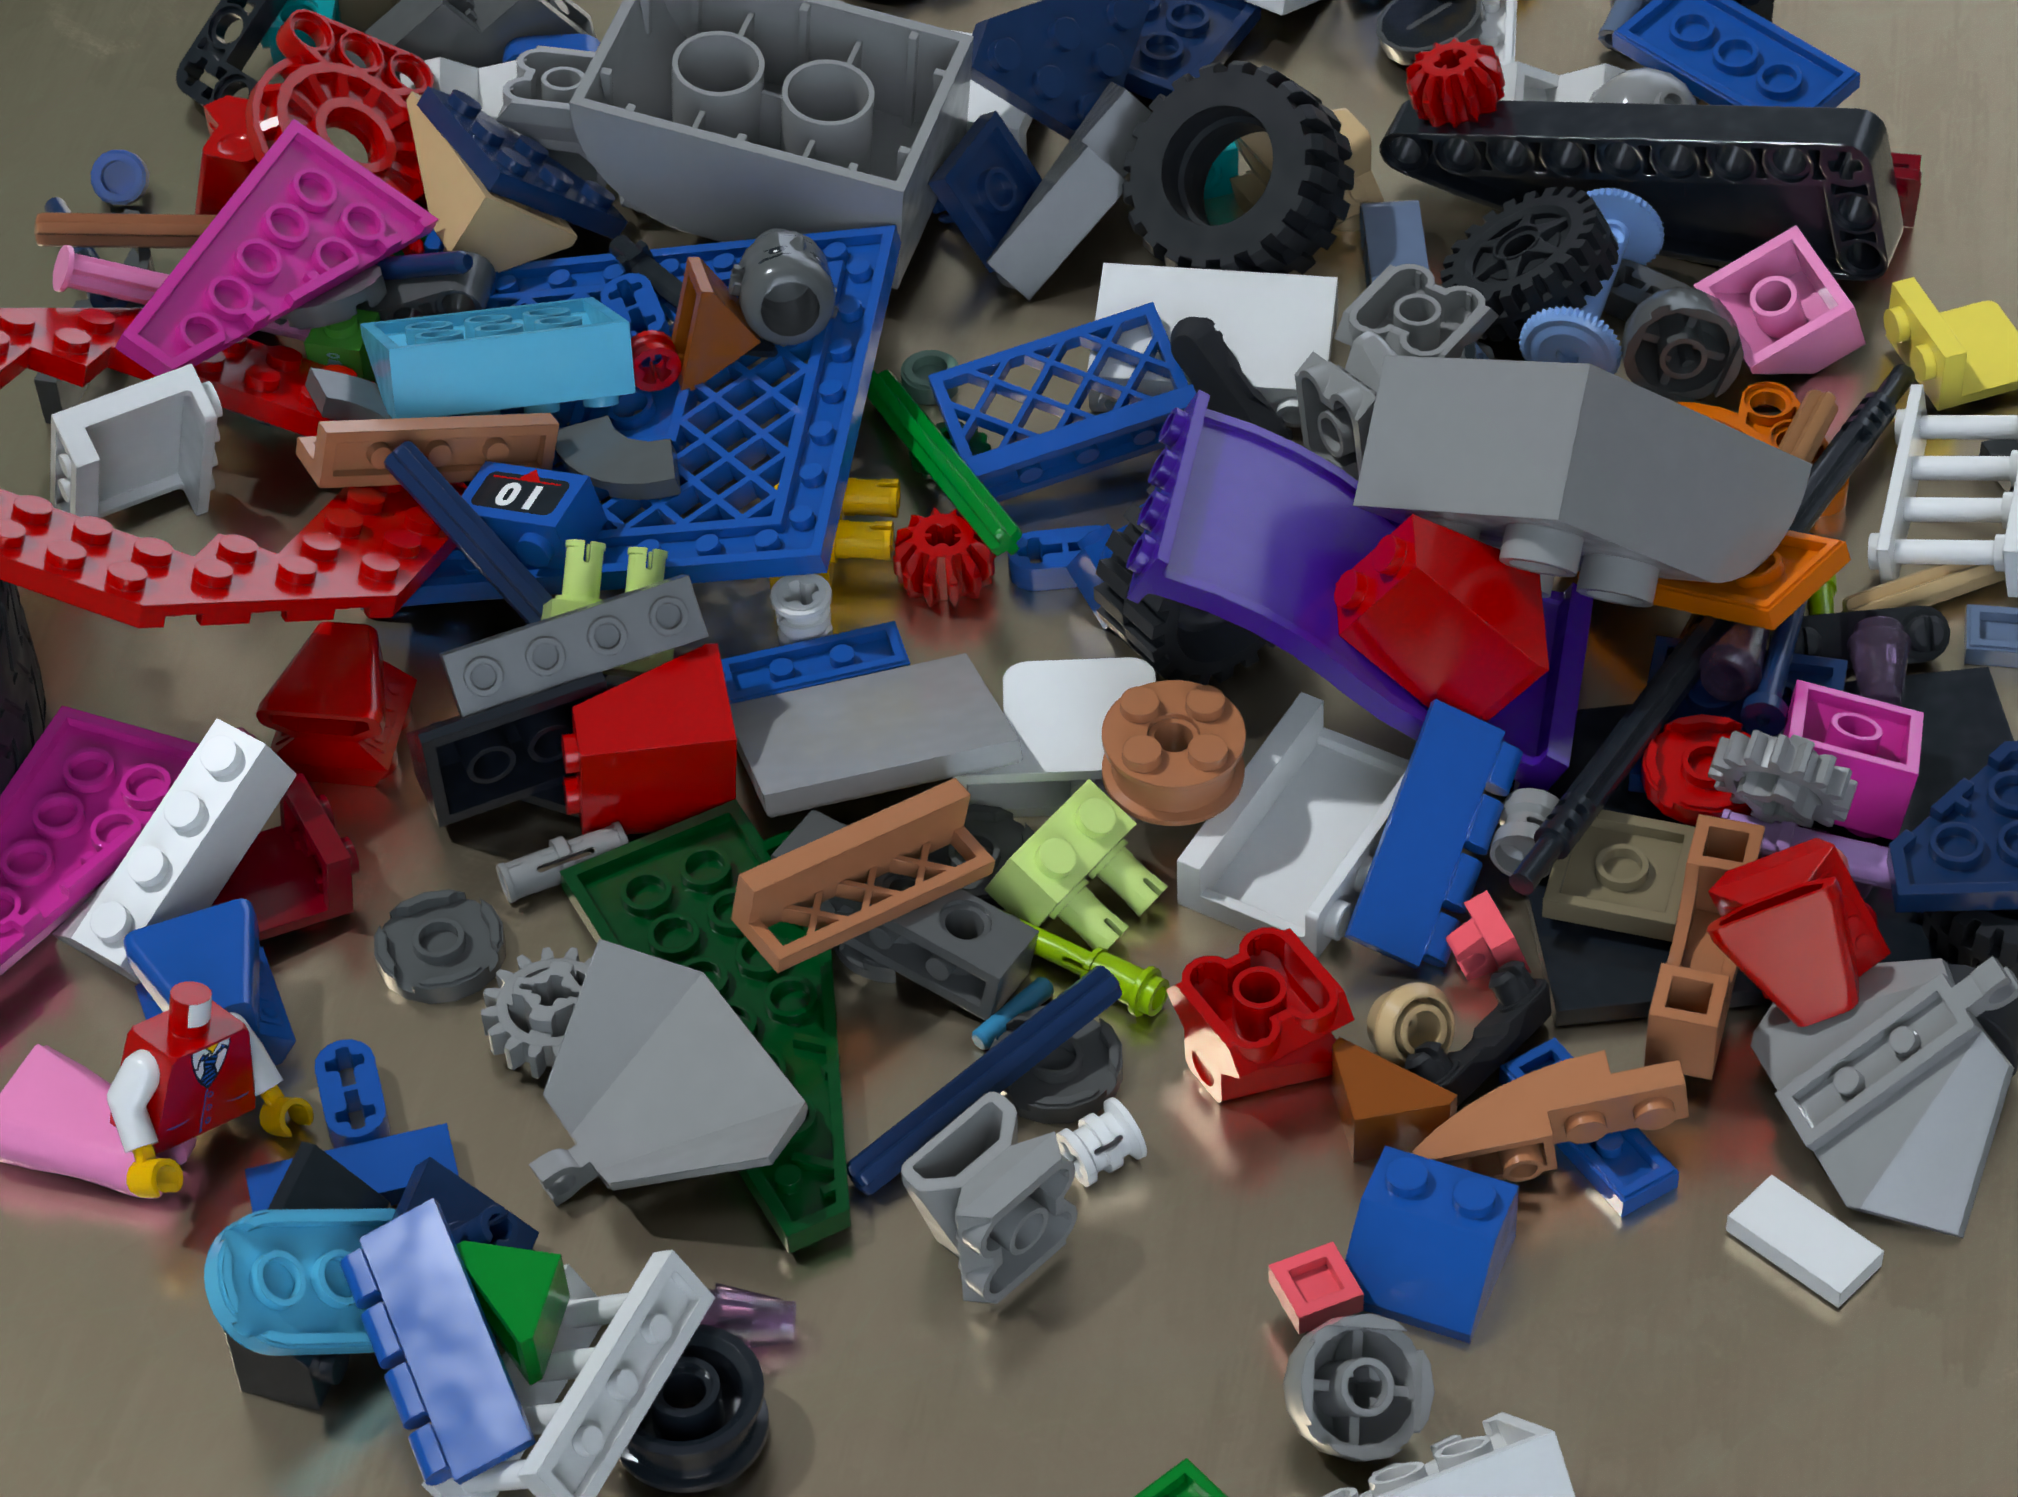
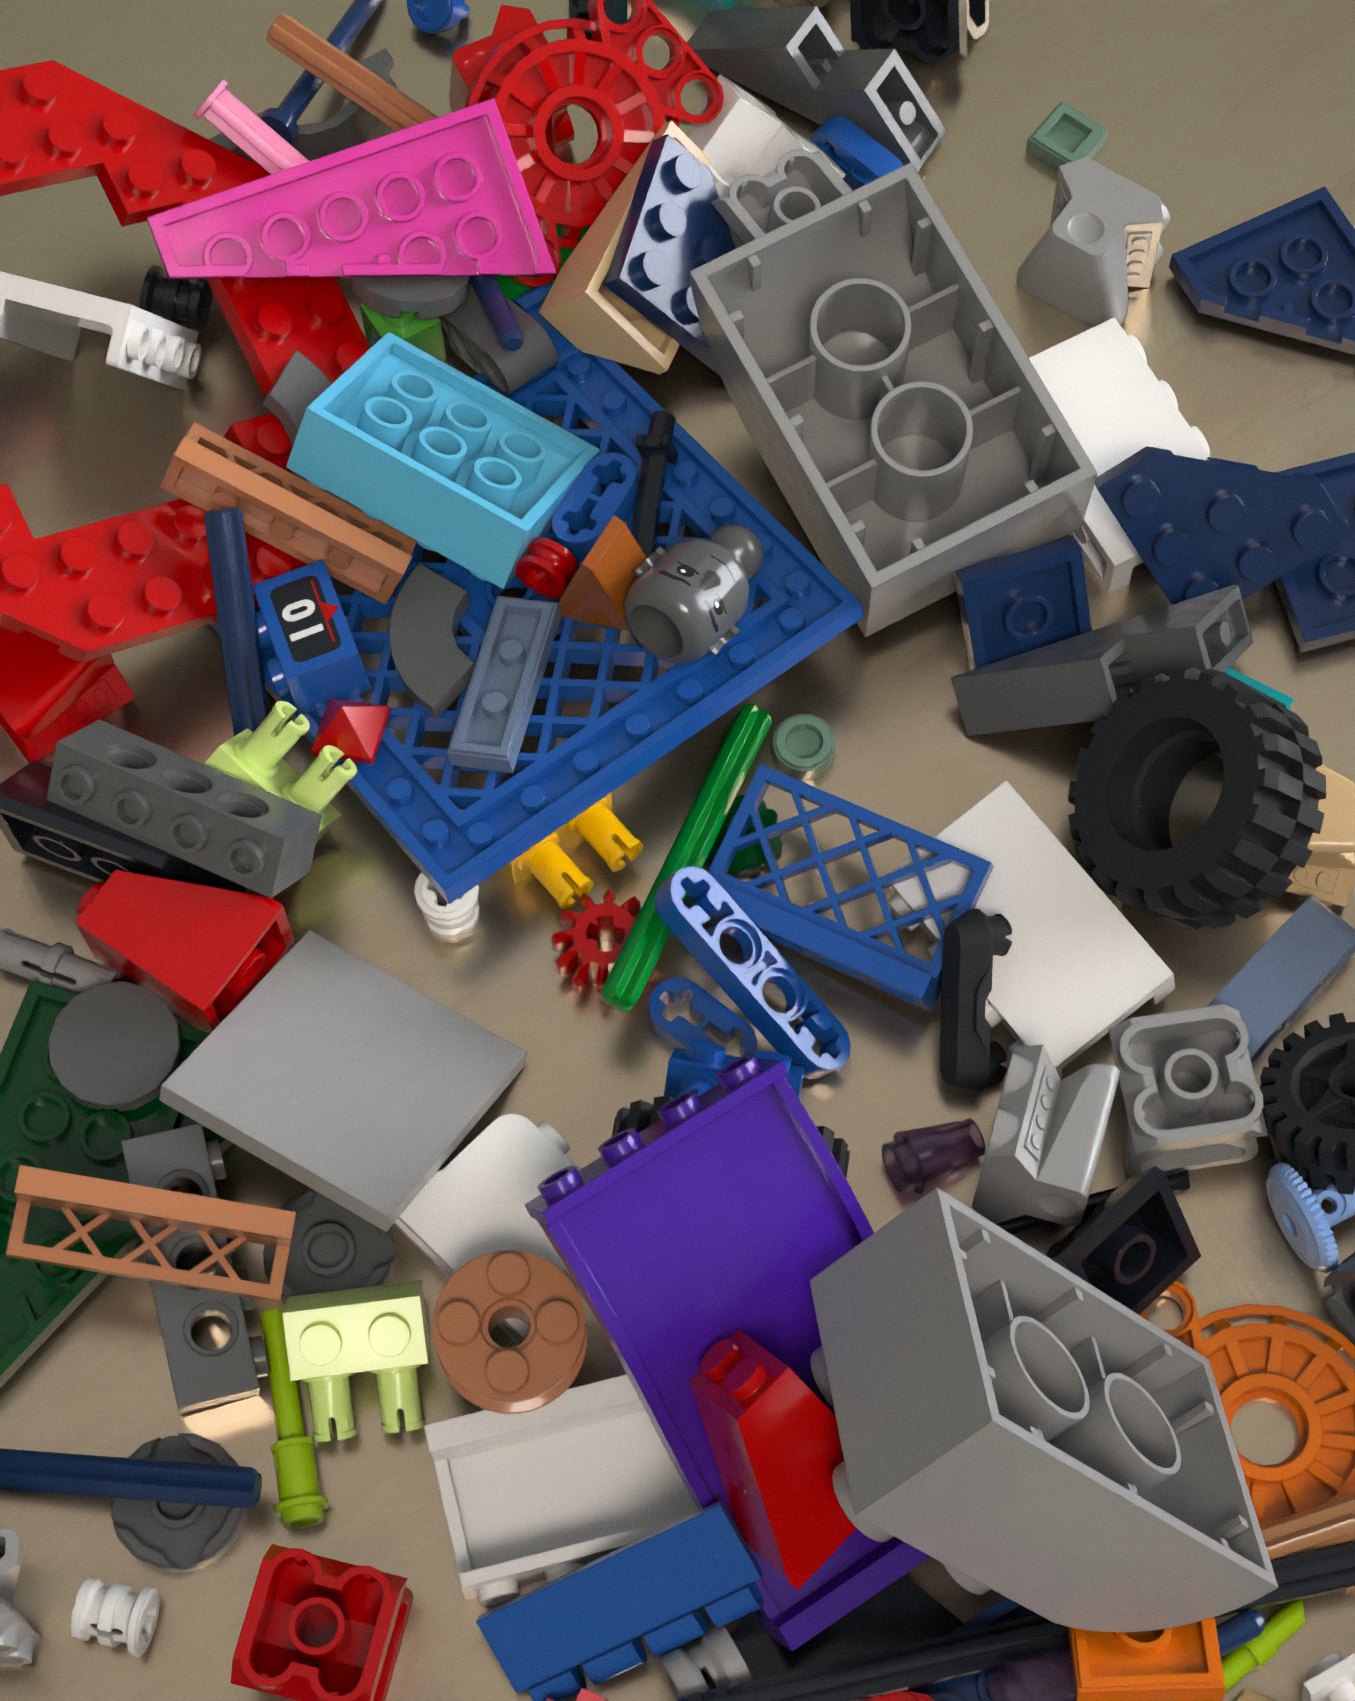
camera: 45 degrees right, 20 degrees up
(625, 531) = (353, 729): none -> red slope
(678, 848) = (115, 1046): none -> dark grey tile
(707, 437) = (504, 684): none -> sand blue tile
(814, 662) = (415, 953): blue tile -> none
(1028, 999) = (202, 1423): dark azure piece -> none
(1048, 477) = (759, 965): none -> blue beam

